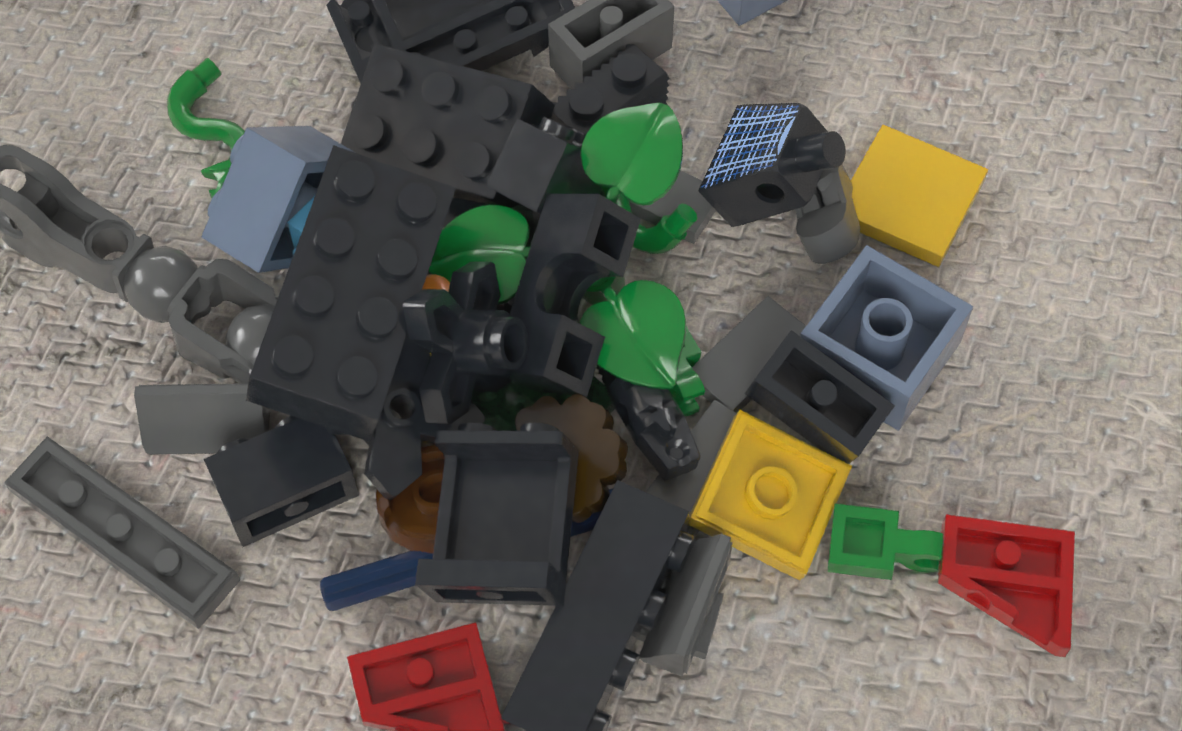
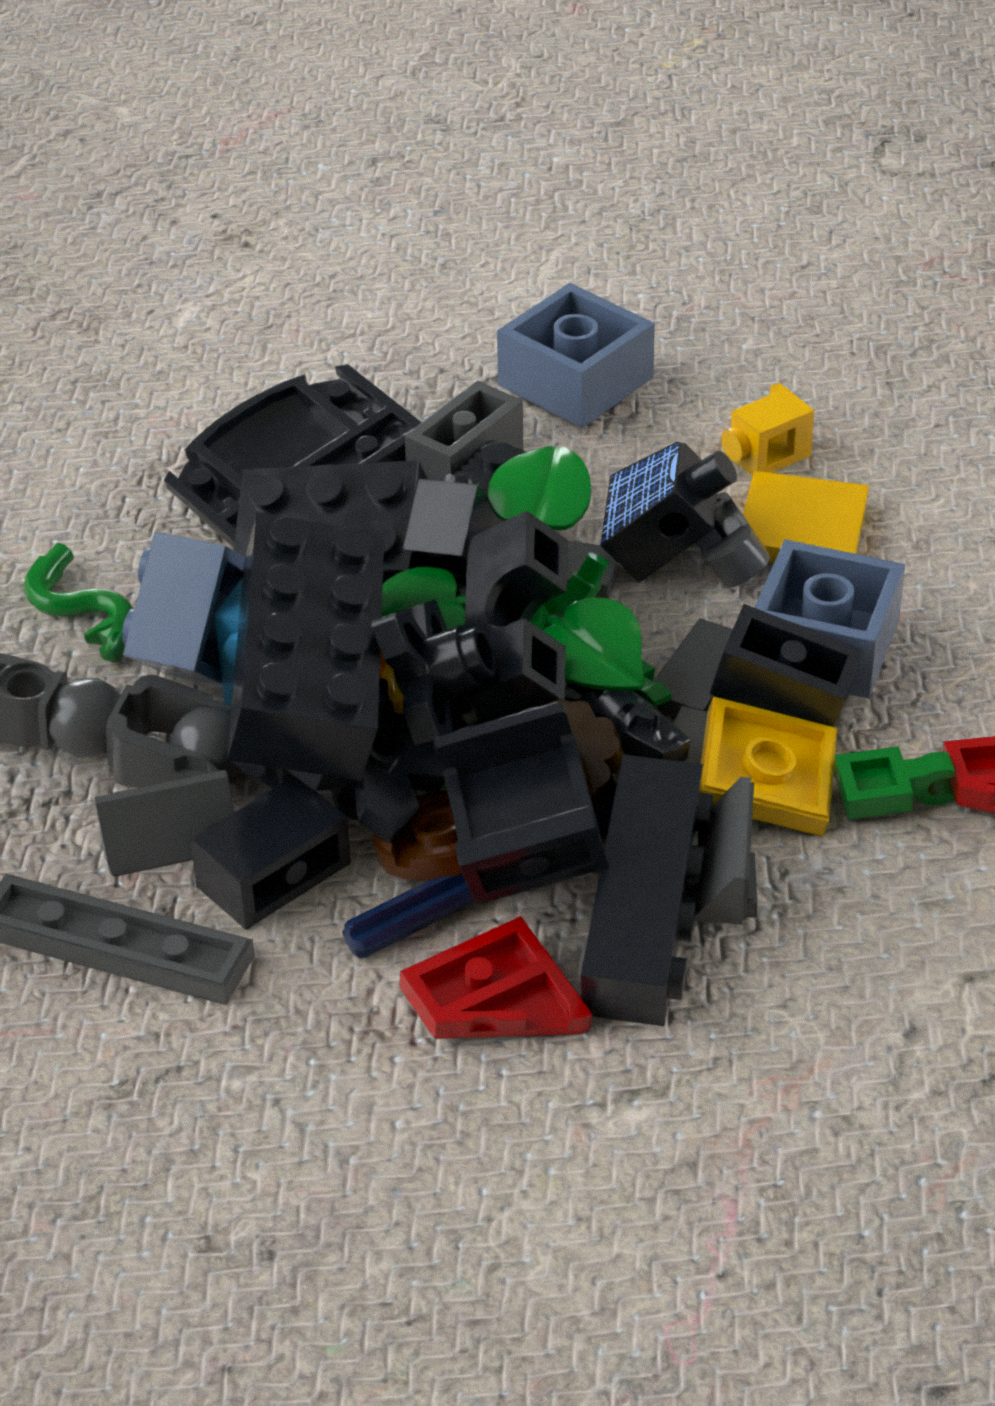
camera: 15 degrees left, 20 degrees down
(912, 81) = (770, 432): none -> yellow brick

